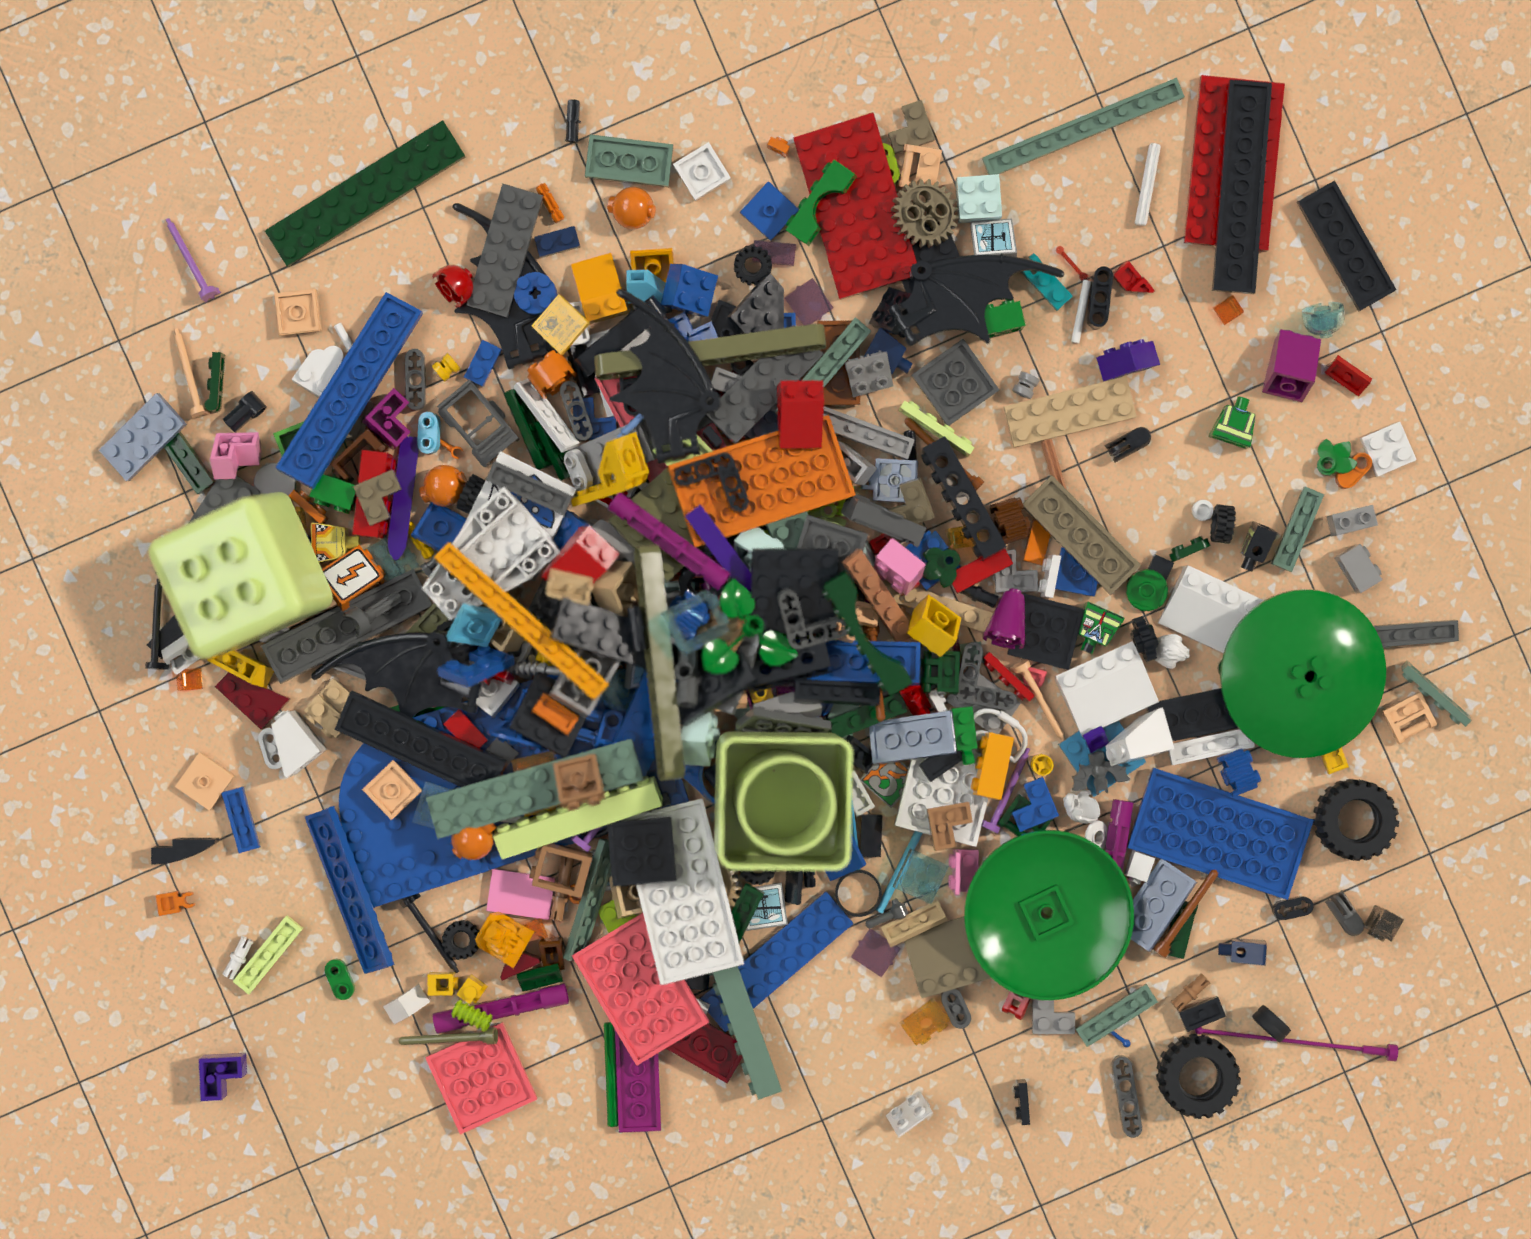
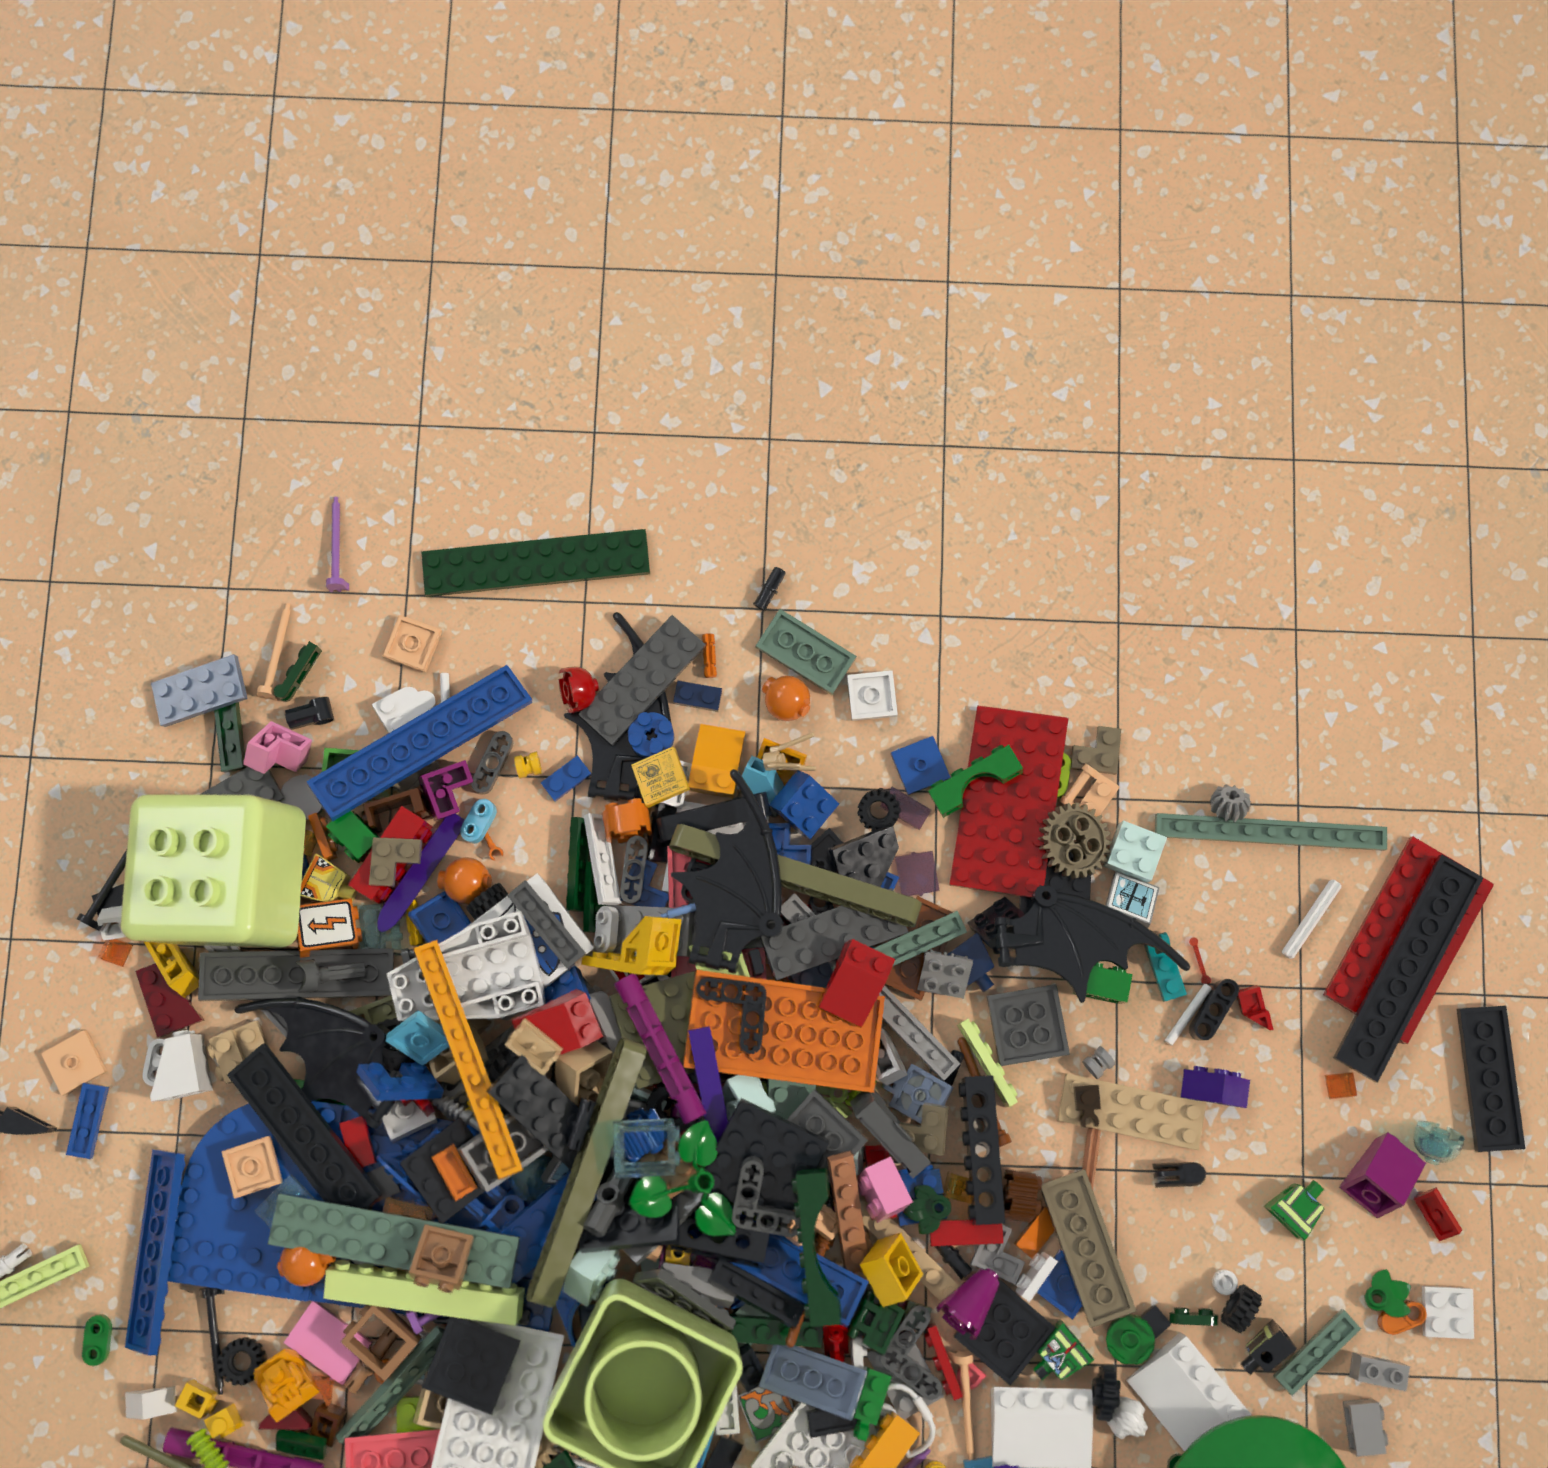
camera: 25 degrees right, 10 degrees down
(494, 443) = (537, 862): dark grey piece -> none
(649, 265) = (776, 761): none -> tan plant
(779, 146) = (959, 706): orange plate -> none
(1029, 420) = (1087, 1099): none -> dark brown plate
(1038, 119) = (1230, 803): none -> light grey gear

